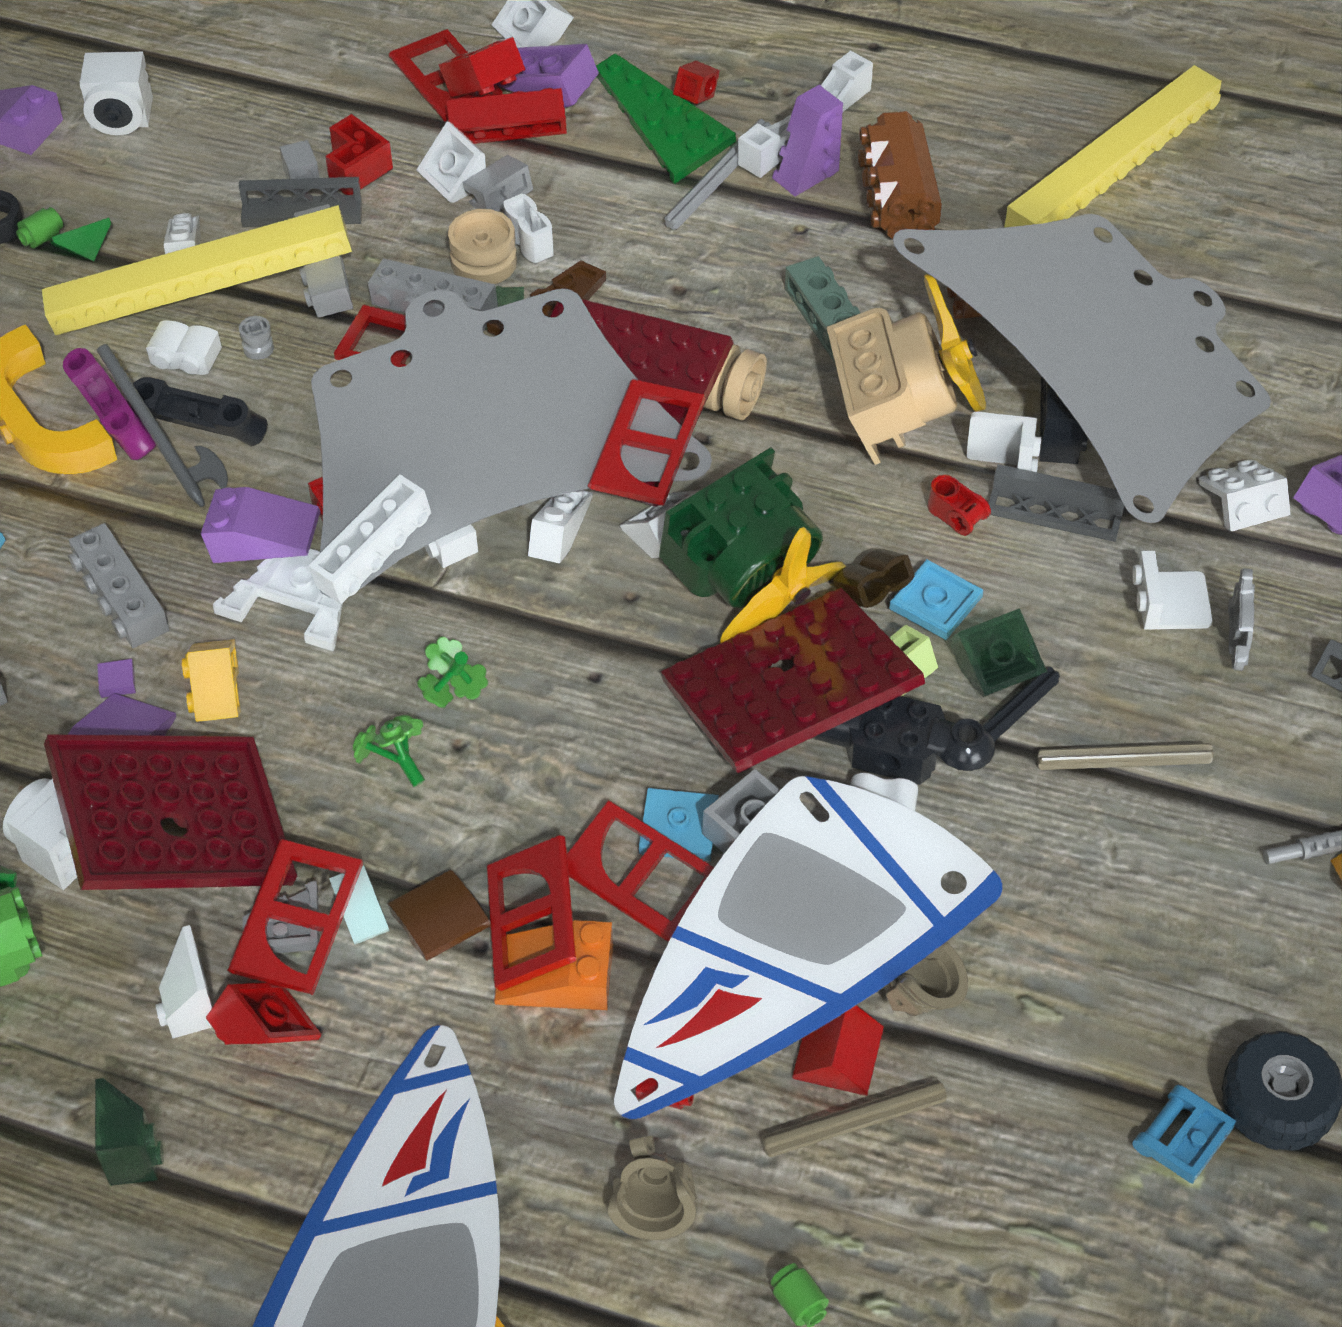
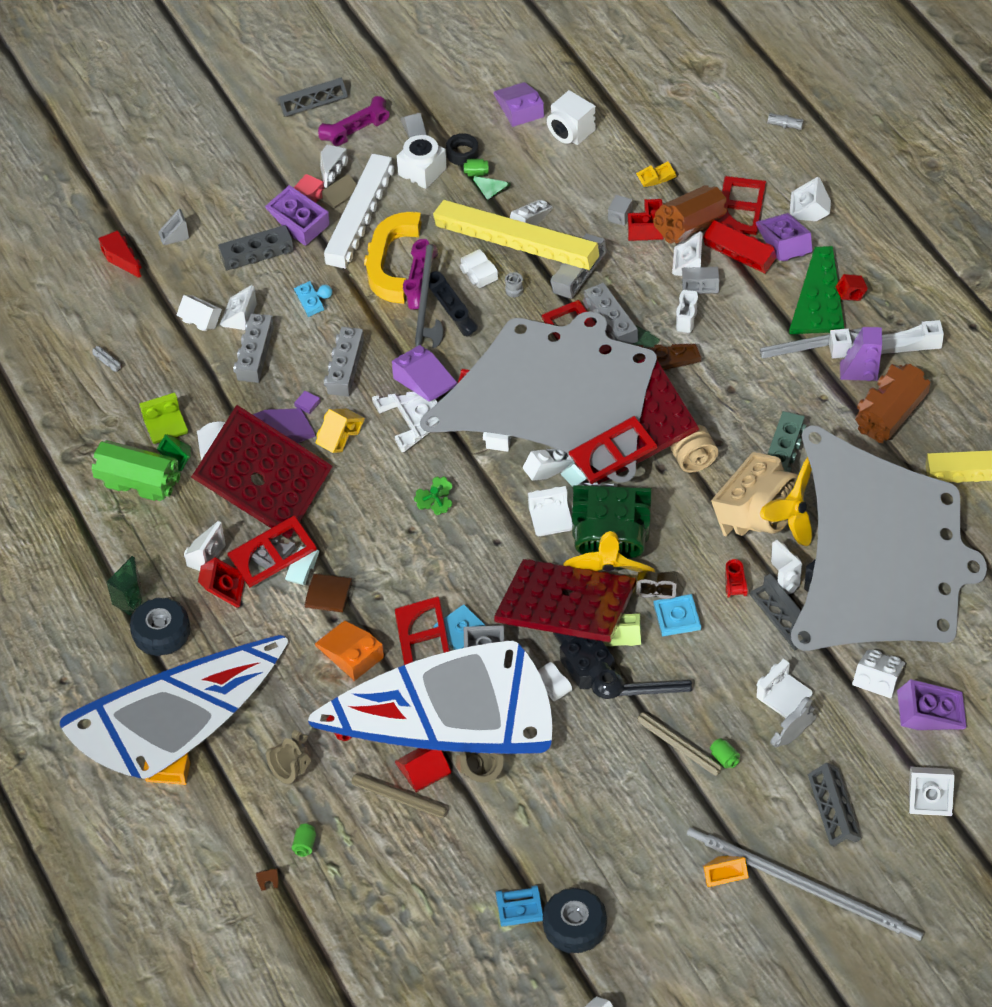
camera: 45 degrees right, 0 degrees up
(236, 1156) = (160, 626): none -> black wheel
(276, 208) = (588, 224): dark grey fence -> none
(299, 100) = (655, 176): none -> yellow slope
(370, 539) = (453, 411): white brick -> none
(392, 732) = (375, 501): plant -> none
(413, 107) = (690, 213): none -> dark orange brick
(481, 69) = (744, 213): red brick -> none
(482, 246) = (655, 306): tan wheel -> none
(549, 862) = (385, 602): red window -> none
(608, 512) = (573, 474): none -> light aqua slope
(628, 586) = (549, 511): none -> white bracket
(997, 653) = (671, 657): clear green slope -> none
(1196, 724) = (725, 753): none -> bright green brick

